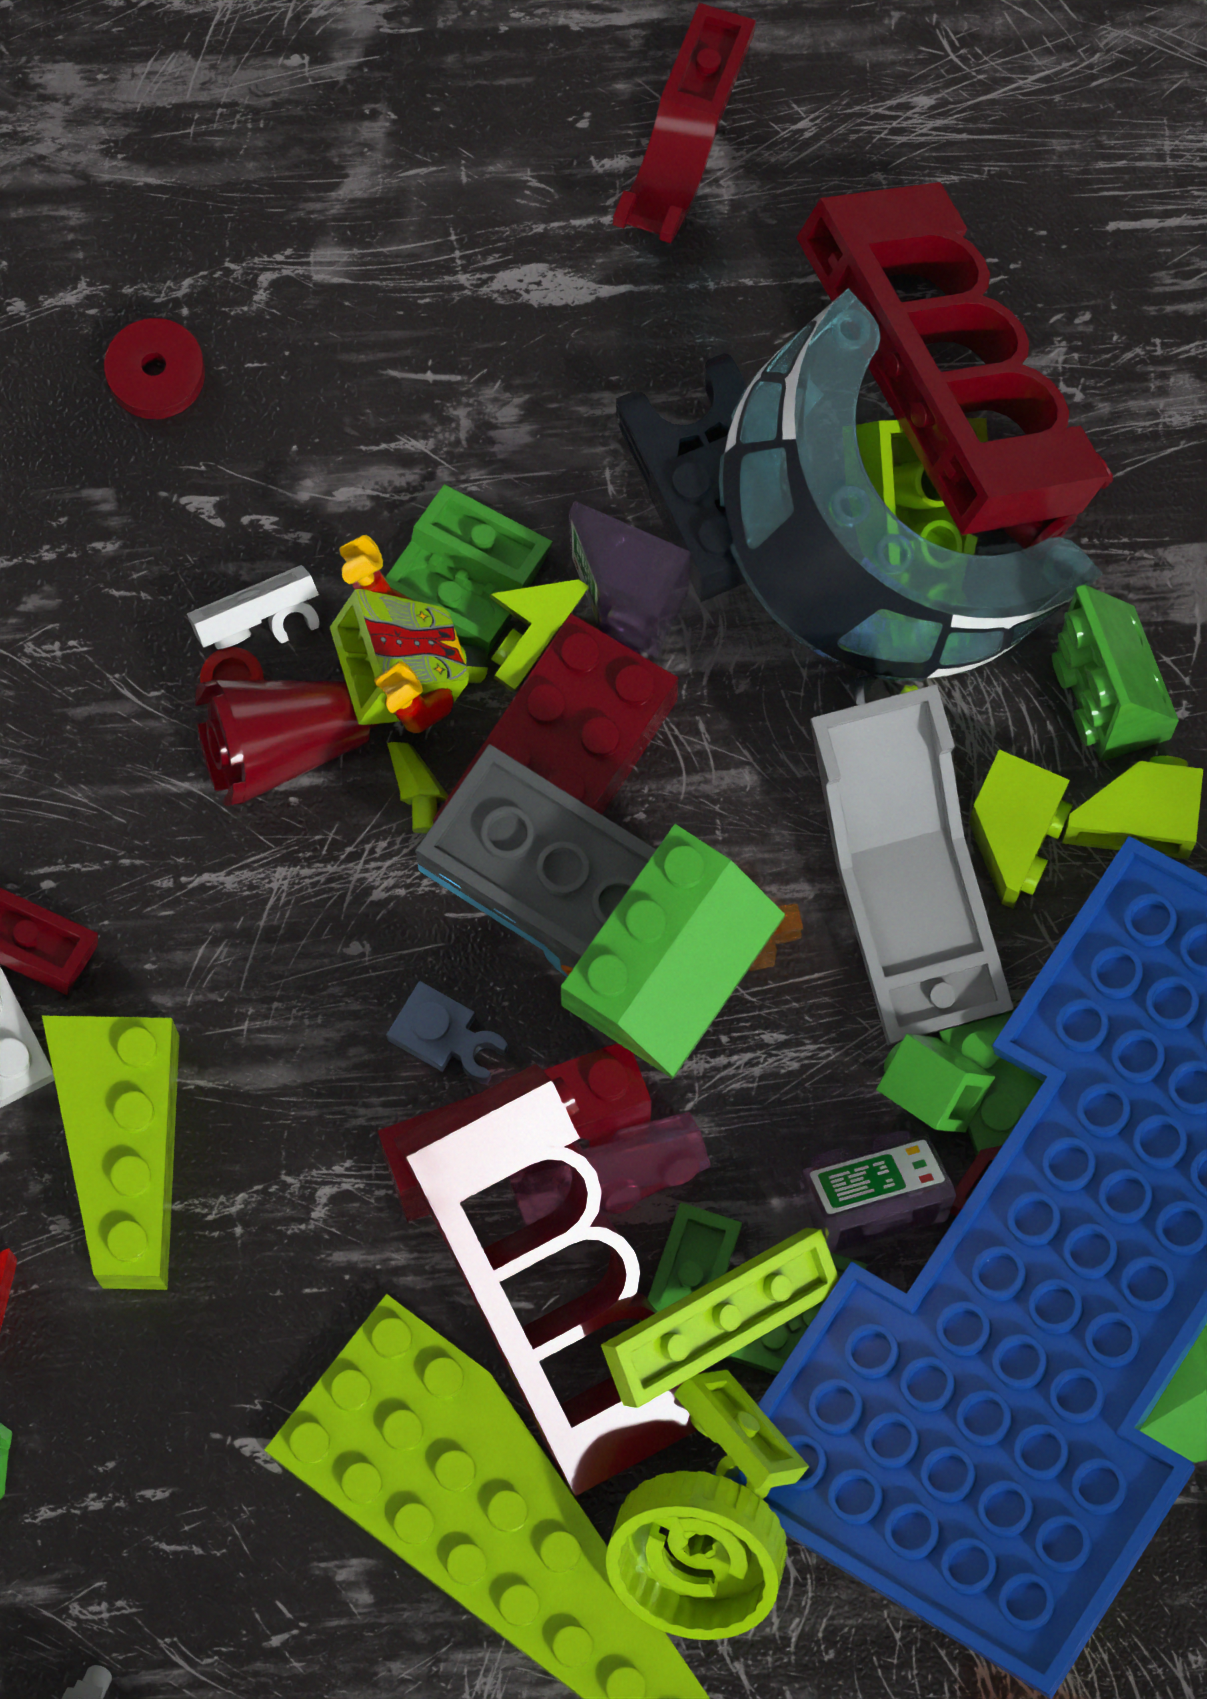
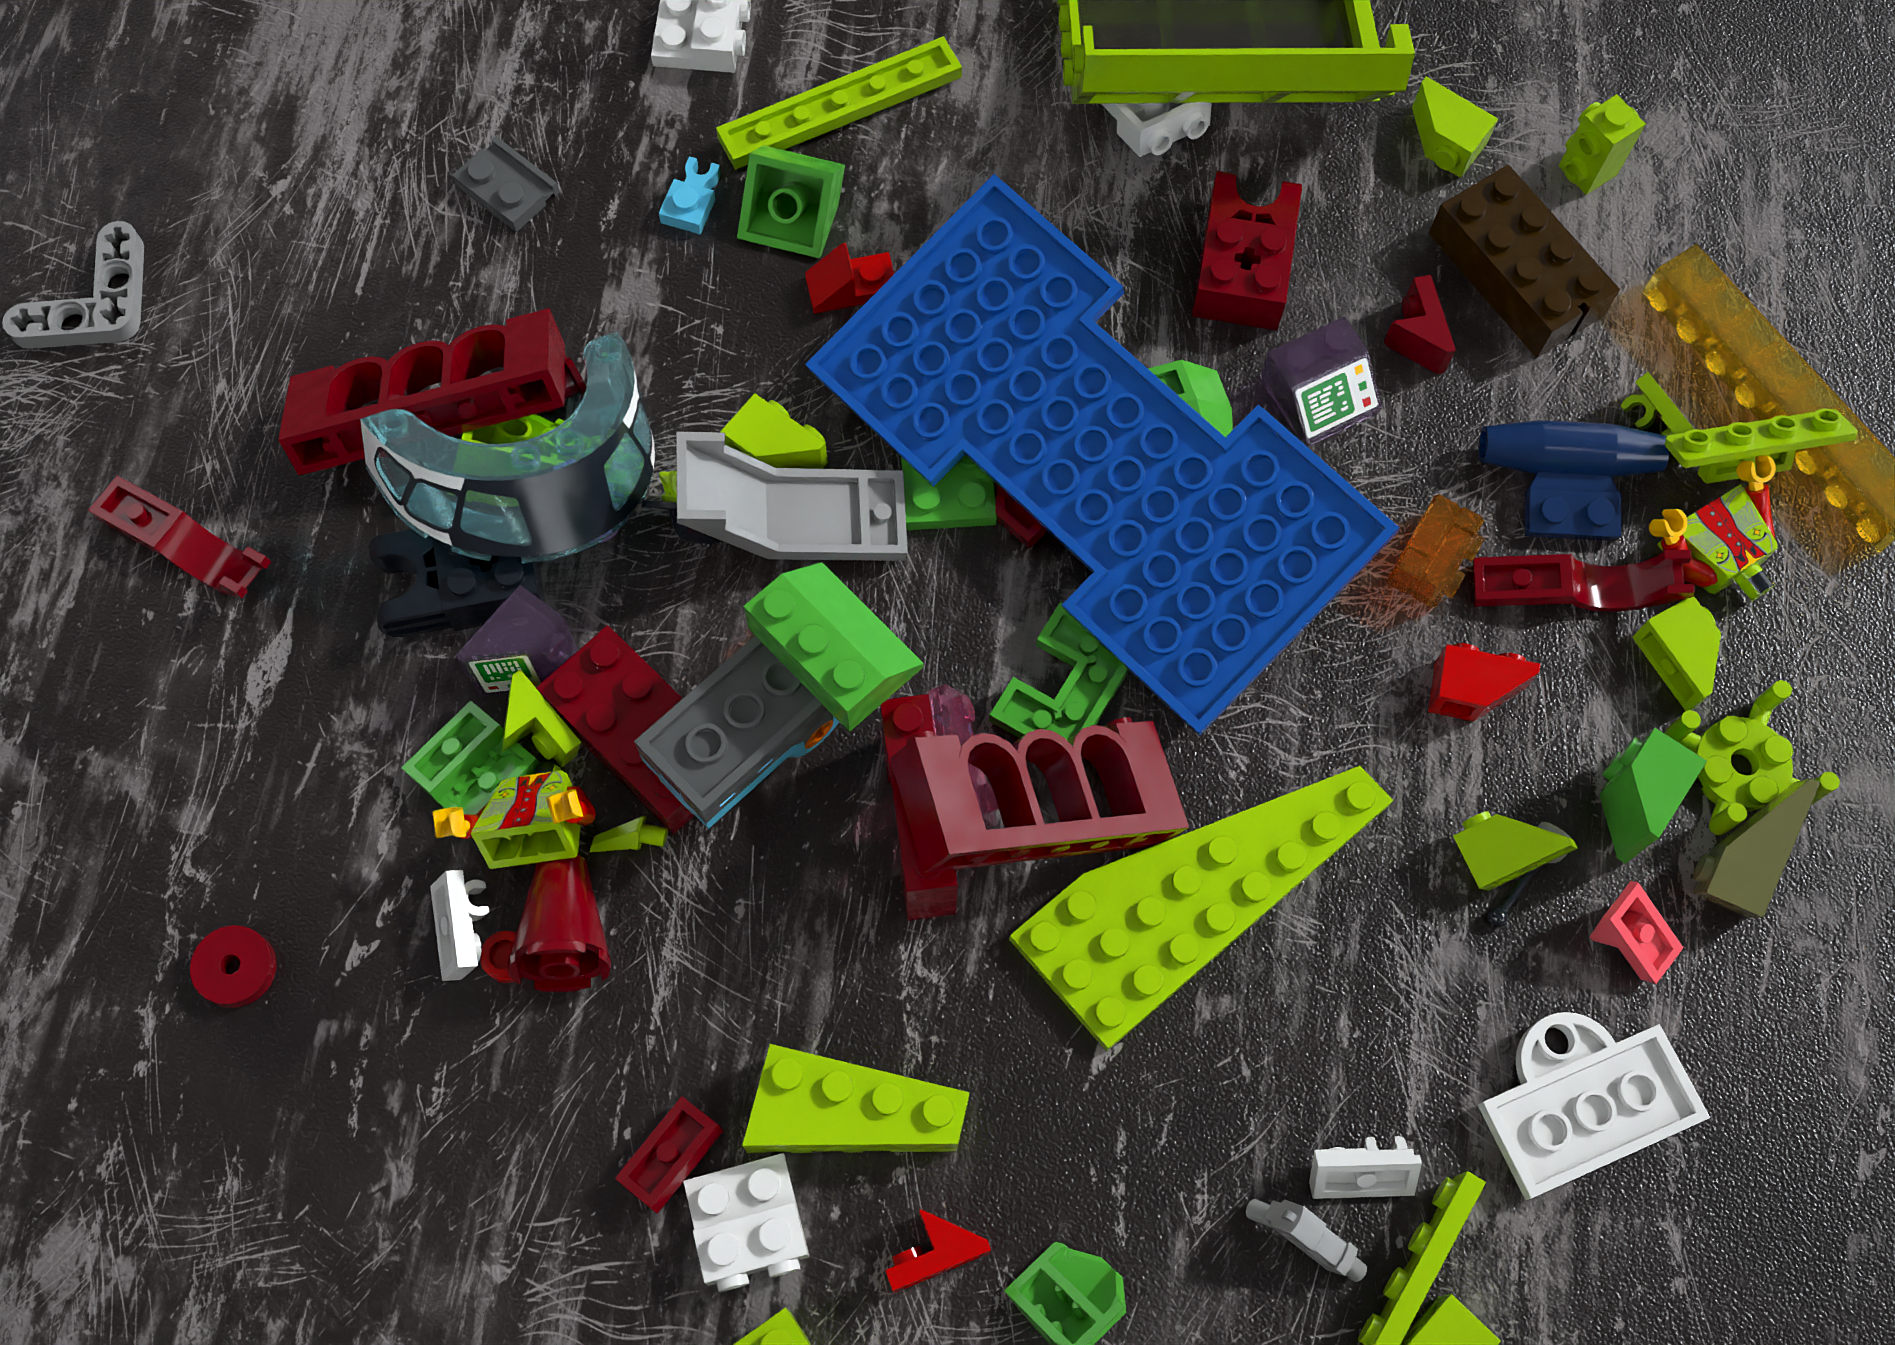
camera: 80 degrees left, 5 degrees down
(437, 1029) = (819, 860): sand blue plate -> none
(712, 1529) = (1268, 749): lime piece -> none
(720, 1317) = (1091, 691): lime plate -> none
(735, 1422) = (1160, 702): lime plate -> none
(877, 1191) = (1012, 581): slope -> none
(934, 1082) = (943, 528): bright green brick -> none
(1112, 676) = (688, 353): bright green slope -> none
(1148, 802) = (781, 354): lime slope -> none

